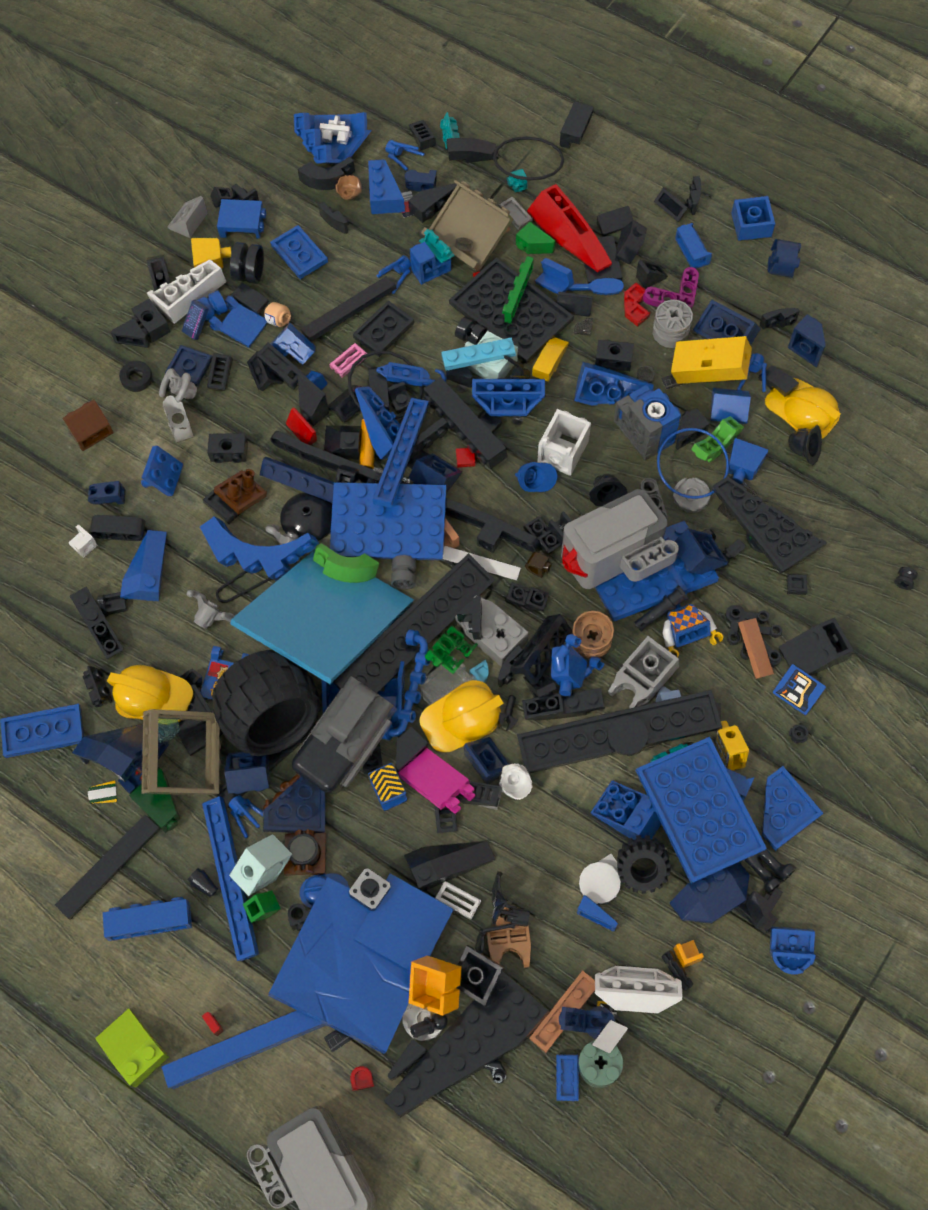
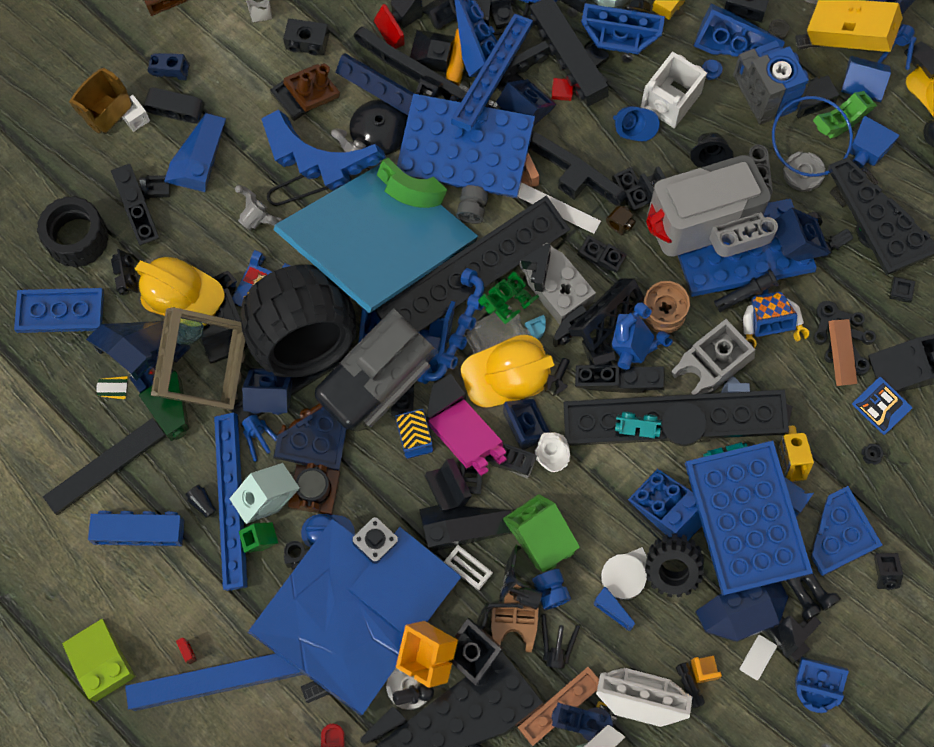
camera: 10 degrees right, 5 degrees up
(32, 639) = (60, 213): none -> black tyre
(50, 534) = (101, 100): none -> pearl gold piece
(161, 471) = (231, 51): blue plate -> none
(427, 829) = (448, 486): none -> black panel
(519, 856) = (542, 532): none -> bright green slope
(536, 903) = (552, 590): none -> blue wheel
(552, 968) = (556, 657): none -> black plant
(595, 418) = (713, 69): none -> blue plate
(595, 742) = (630, 422): none -> teal hinge
(733, 934) = (758, 657): none -> white sticker
(833, 835) = (888, 570): none -> black bracket

